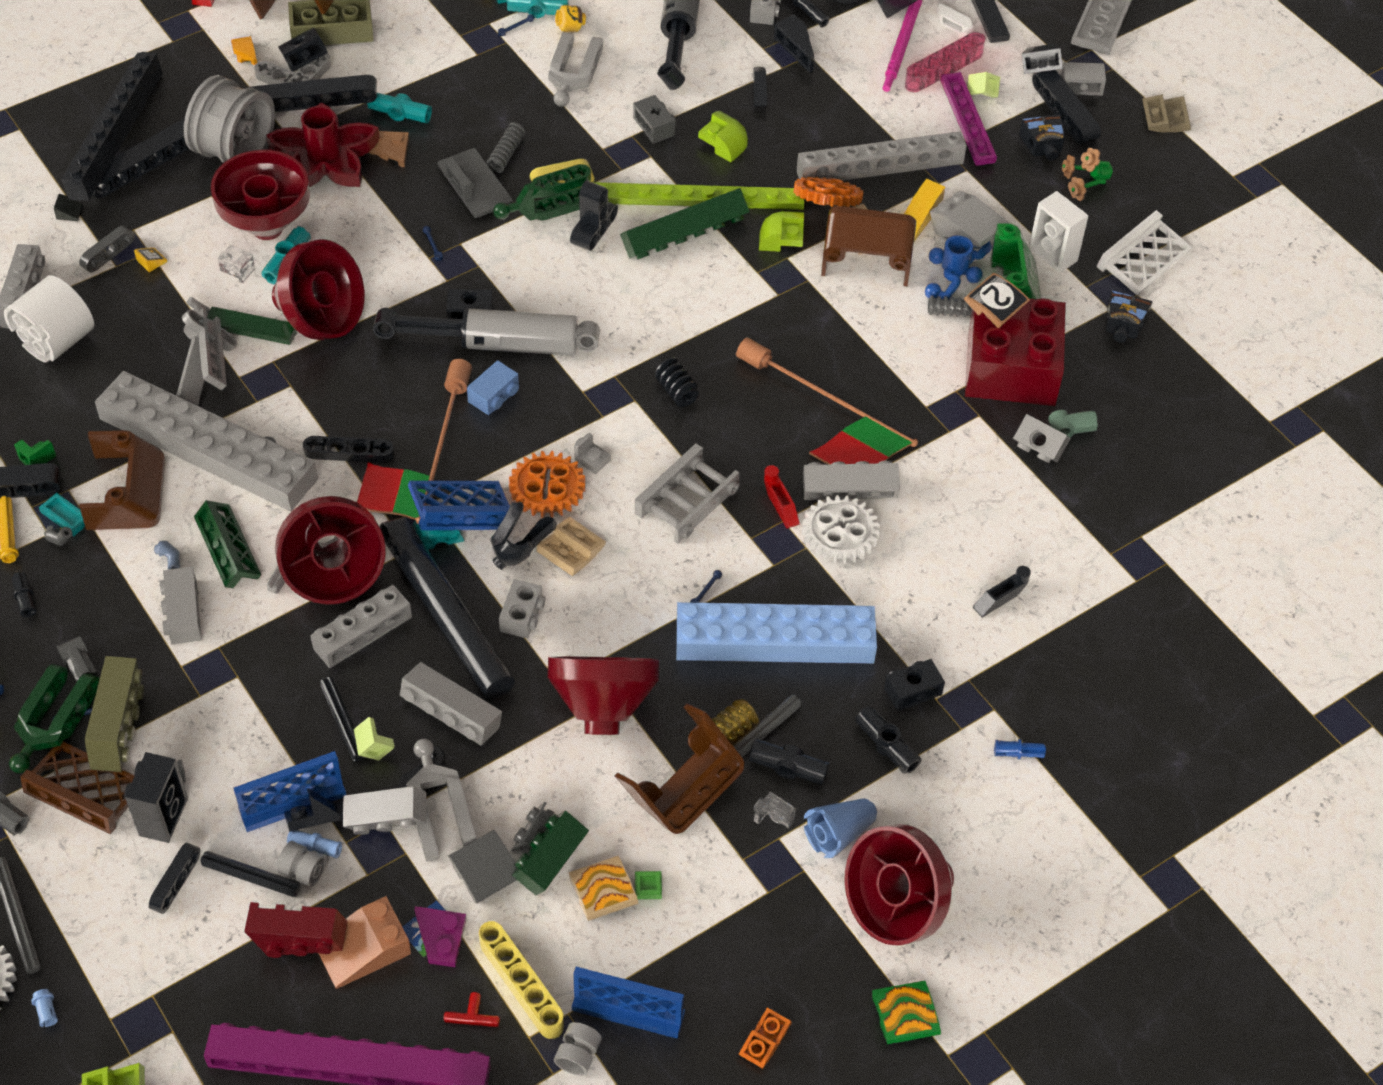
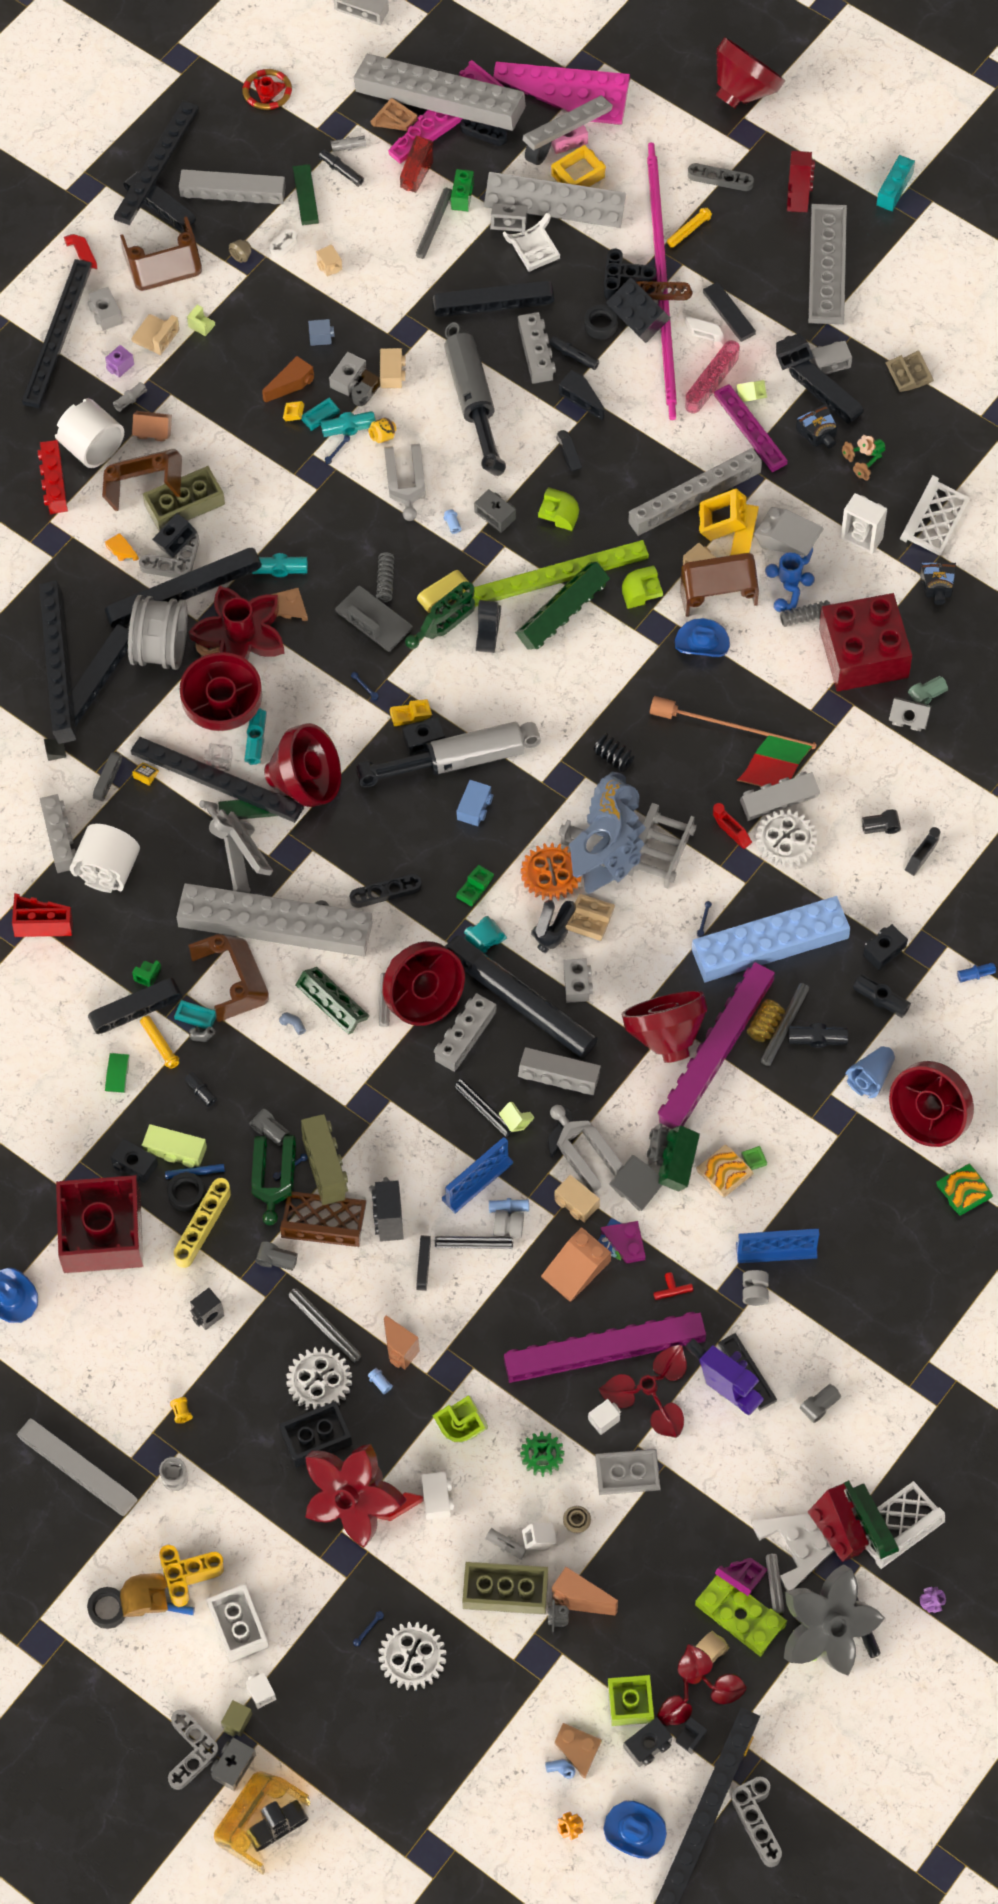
camera: 15 degrees left, 10 degrees up
(86, 968) = (401, 1343): none -> nougat slope
(180, 605) = (324, 1059): light grey brick -> none
(223, 285) = (217, 779): none -> black plate
(295, 932) = (531, 1272): dark red wedge -> none
(318, 813) = (500, 1184): black slope -> none
(384, 810) = (551, 1166): brick -> none
(387, 488) = (442, 913): flag -> none
(401, 861) = (576, 1199): none -> tan brick
(457, 469) = (475, 885): none -> green slope
(460, 515) = (506, 920): blue fence -> none
(476, 279) = (414, 712): none -> yellow slope
(525, 990) = (700, 1262): light yellow beam -> none
(604, 113) = (451, 518): none -> light blue pin
(642, 455) = (615, 820): none -> sand blue animal
(654, 737) = (716, 1047): none -> magenta brick
(695, 783) = (759, 1073): reddish brown windscreen -> none
(765, 1038) = (876, 1238): orange slope -> none
(776, 808) = (823, 1074): clear bracket -> none
(828, 191) = (666, 540): orange gear -> none
(831, 299) = (702, 638): none -> blue hat
(915, 171) = (737, 518): none -> yellow window
(970, 547) = (887, 822): none -> black piece
(996, 299) = (843, 611): slope -> none
(1015, 259) = (835, 554): green windscreen -> none

